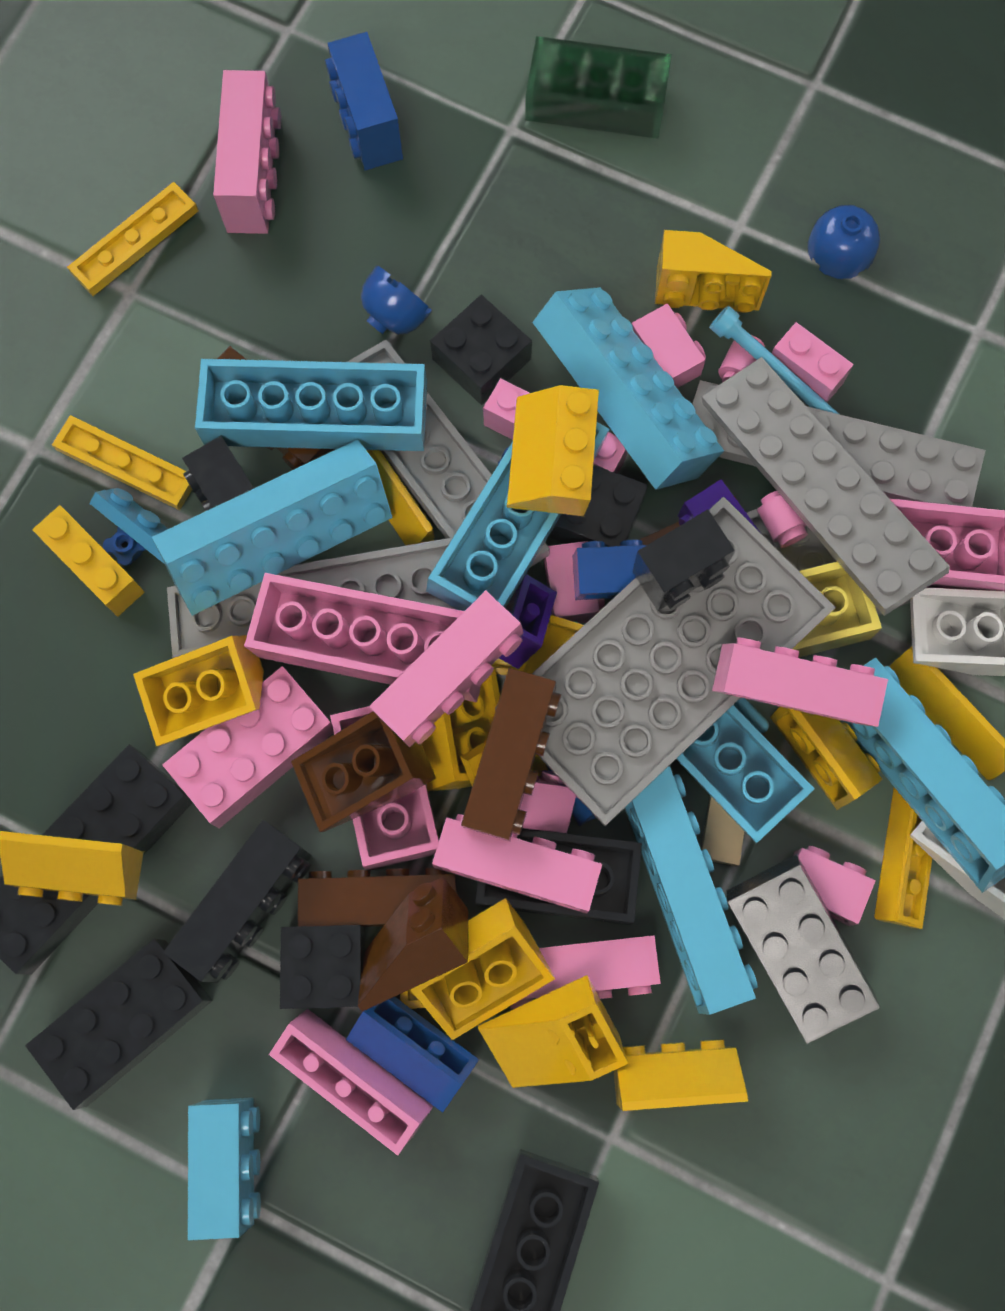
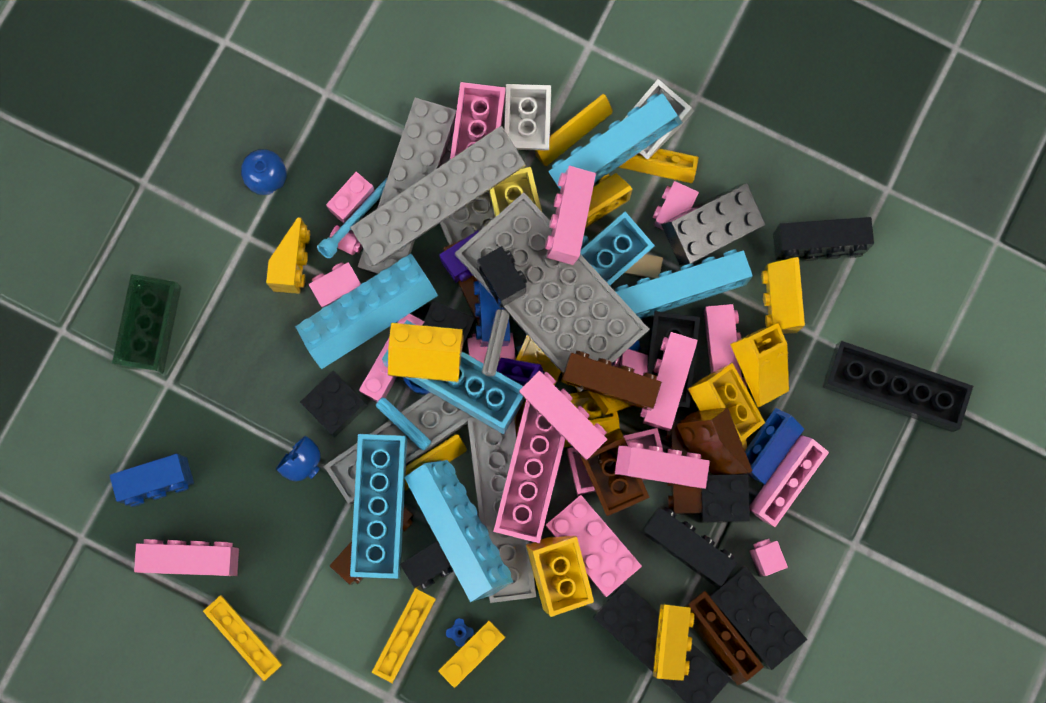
camera: 90 degrees left, 5 degrees up
(86, 961) = (723, 639): none -> reddish brown brick
(130, 517) = (448, 621): dark azure plate -> none
(216, 1041) = (767, 557): none -> bright pink brick
(222, 1168) = (836, 551): medium azure brick -> none
(366, 847) = (662, 466): none -> bright pink brick
(446, 444) = (403, 423): none -> medium azure axle
(573, 565) = (495, 343): none -> light grey axle
(781, 520) = (457, 221): bright pink brick -> none
(787, 1156) = (823, 238): none -> black brick

